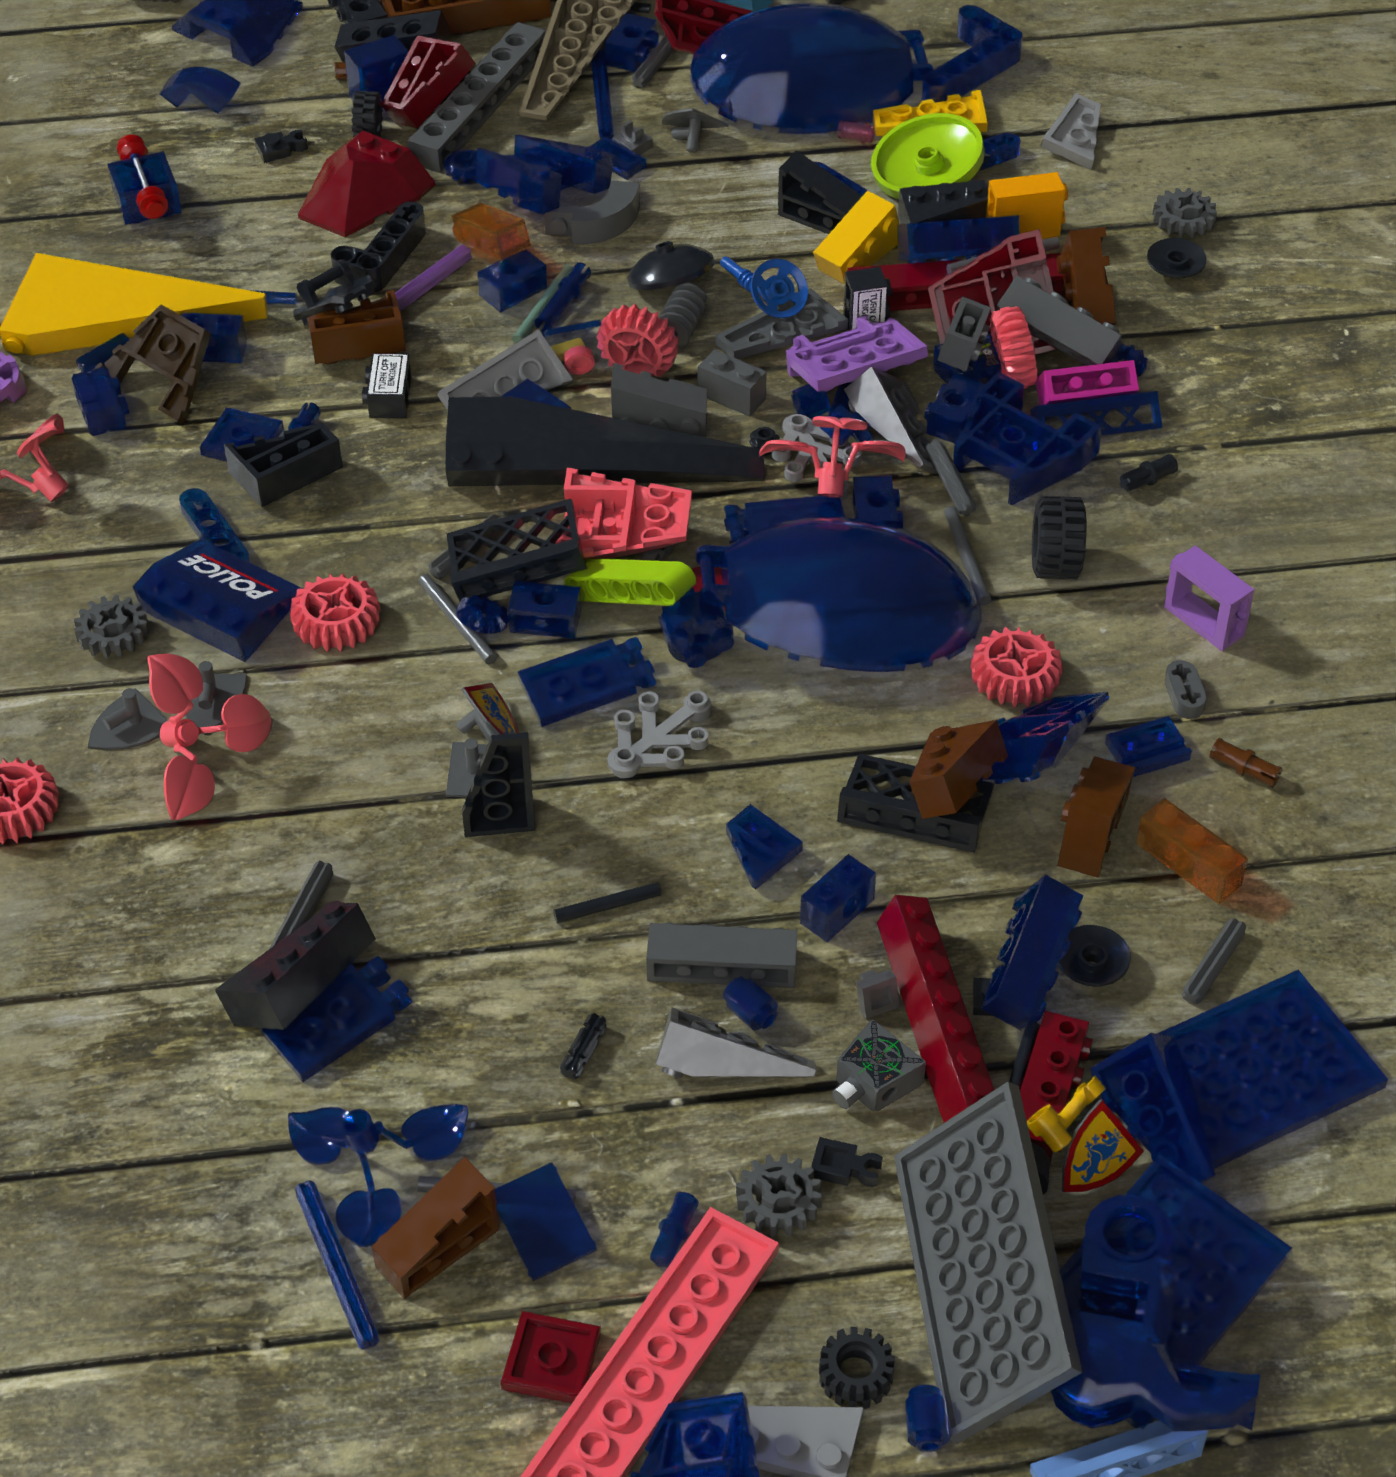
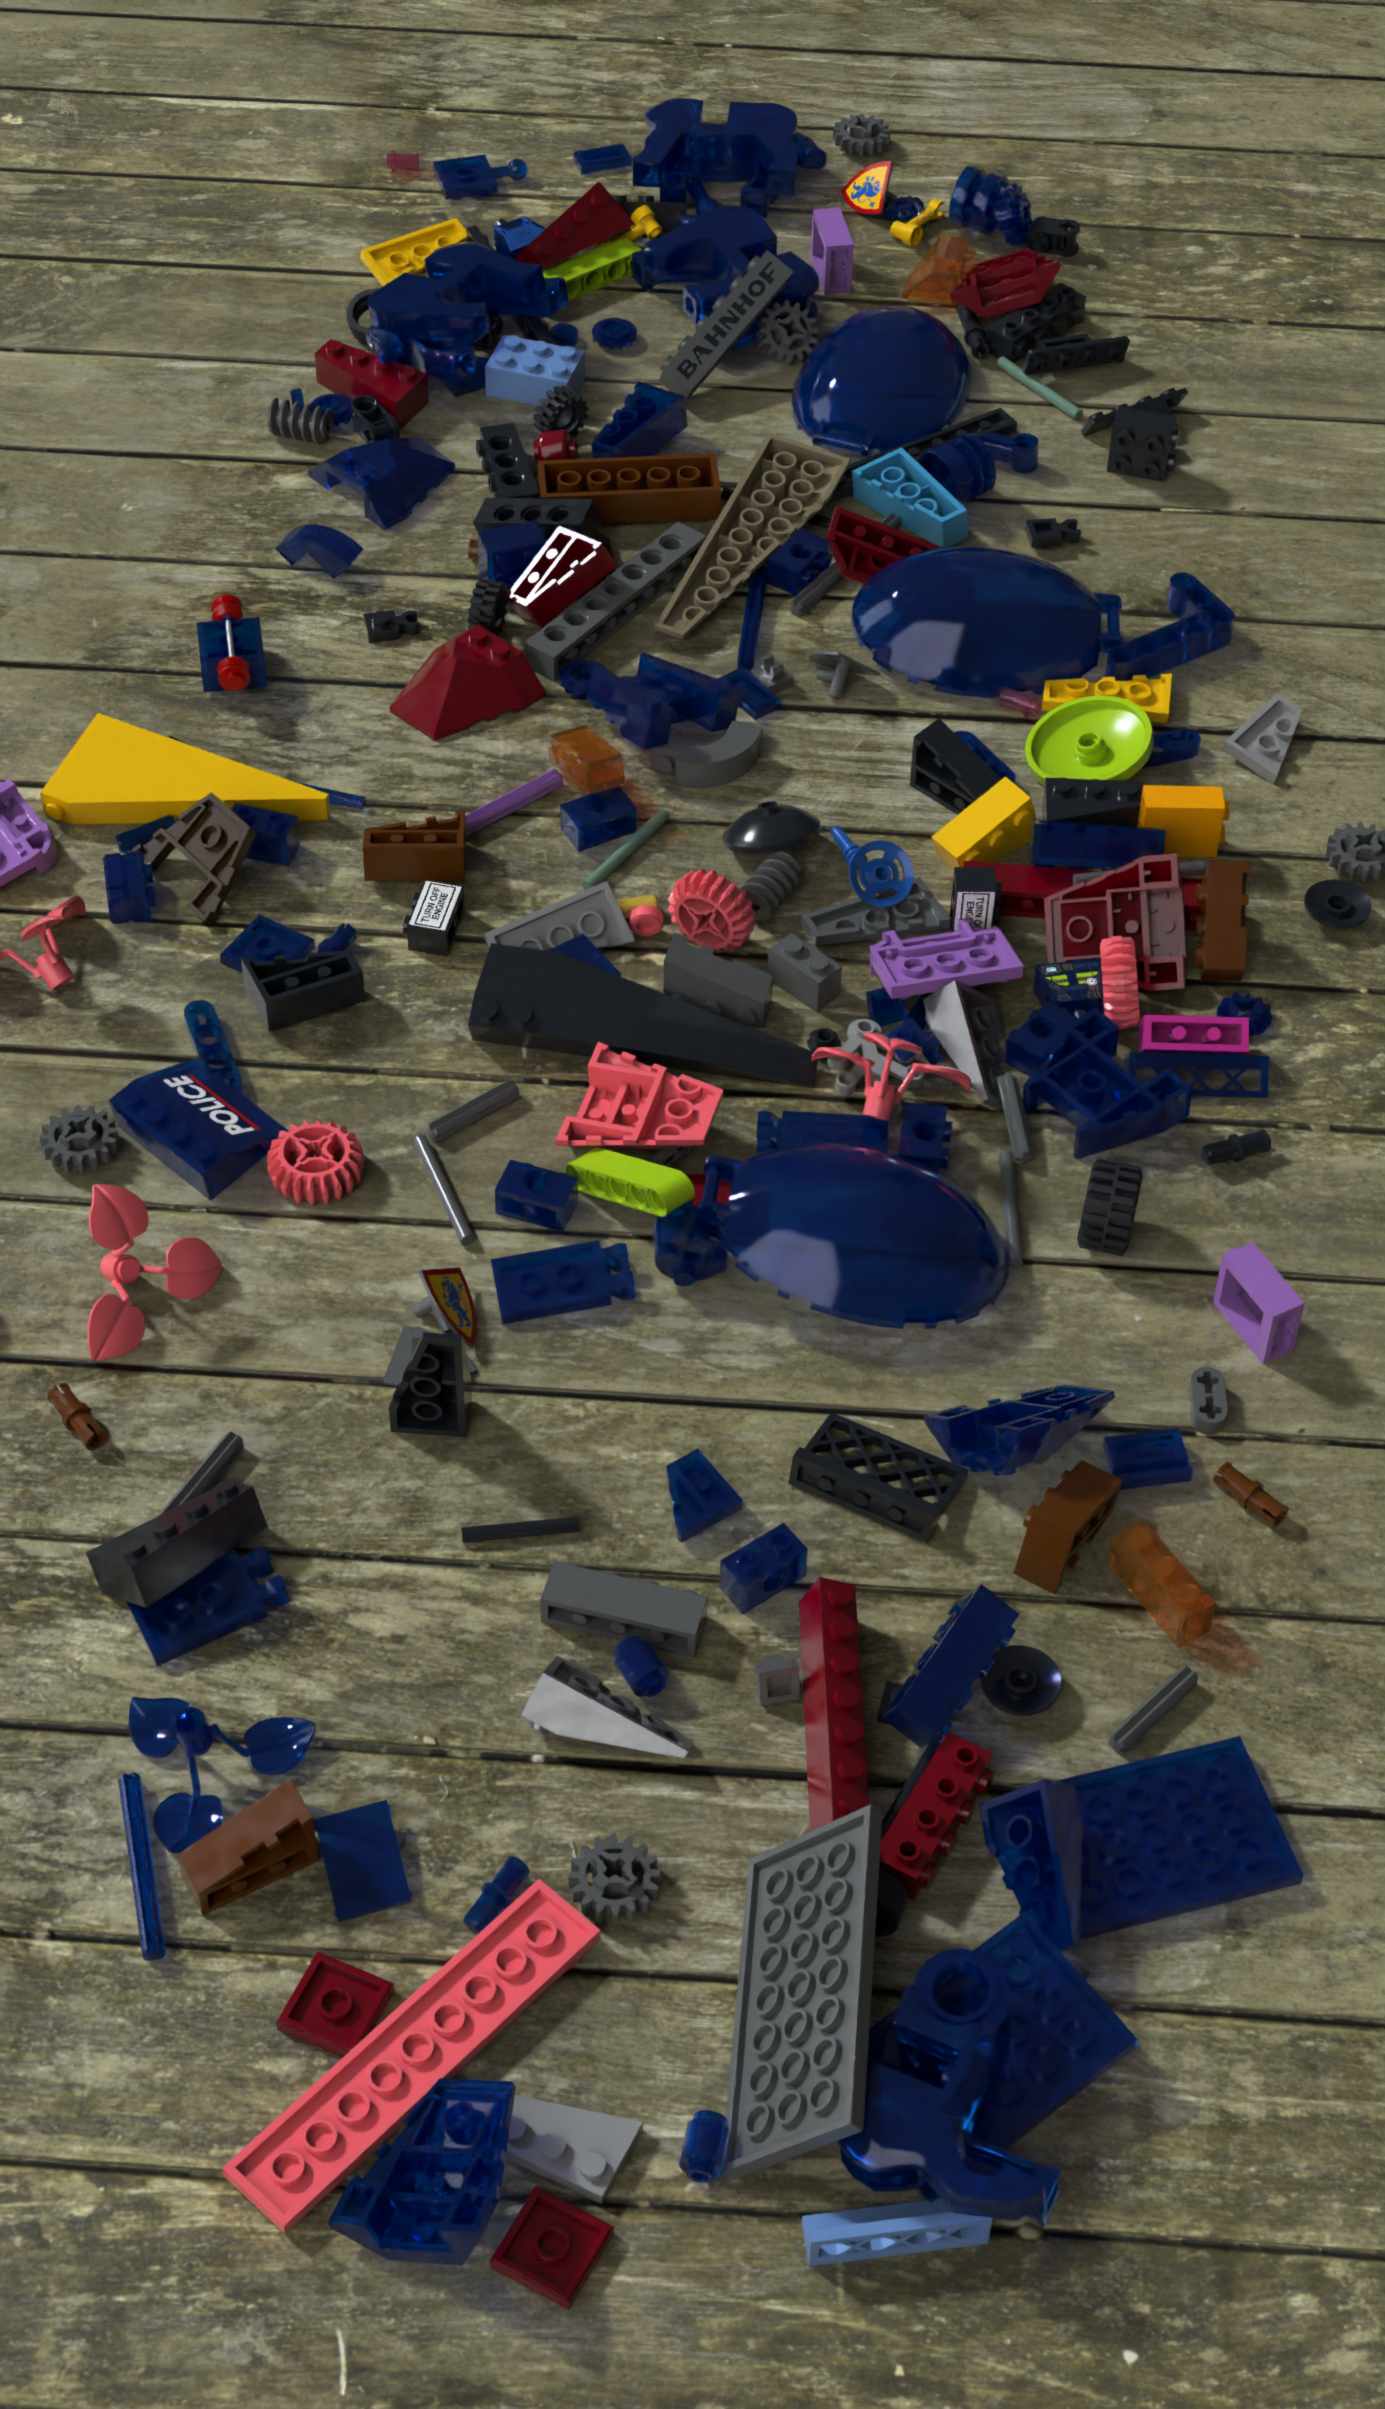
camera: 10 degrees right, 0 degrees up
(126, 723) = (68, 1248): dark grey shield -> none
(171, 871) = (77, 1416): none -> reddish brown pin
(216, 691) = (164, 1228): dark grey shield -> none
(336, 298) = (405, 809): black shield -> none
(388, 248) = (459, 777): black beam -> none
(471, 612) = (455, 1191): clear blue gear -> none
(532, 566) = (531, 1146): black fence -> none
(568, 289) = (657, 837): clear blue pin -> none
(571, 329) = (641, 885): clear blue piece -> none
(583, 1046) = (454, 1681): black axle -> none
(628, 758) = (583, 1375): light grey plant -> none
(839, 1162) = (689, 1855): black plate -> none
(861, 1347) = (646, 2055): black tyre -> none
(877, 1069) = (754, 1763): torso -> none
(954, 764) = (920, 1444): reddish brown wedge -> none
(964, 334) = (1067, 958): dark grey brick -> none
(1016, 667) = (1027, 1344): coral gear -> none
(1053, 1126) = (918, 1861): yellow brick -> none
(1062, 325) = (1179, 963): dark grey brick -> none
(1098, 1151) = (964, 1896): shield -> none

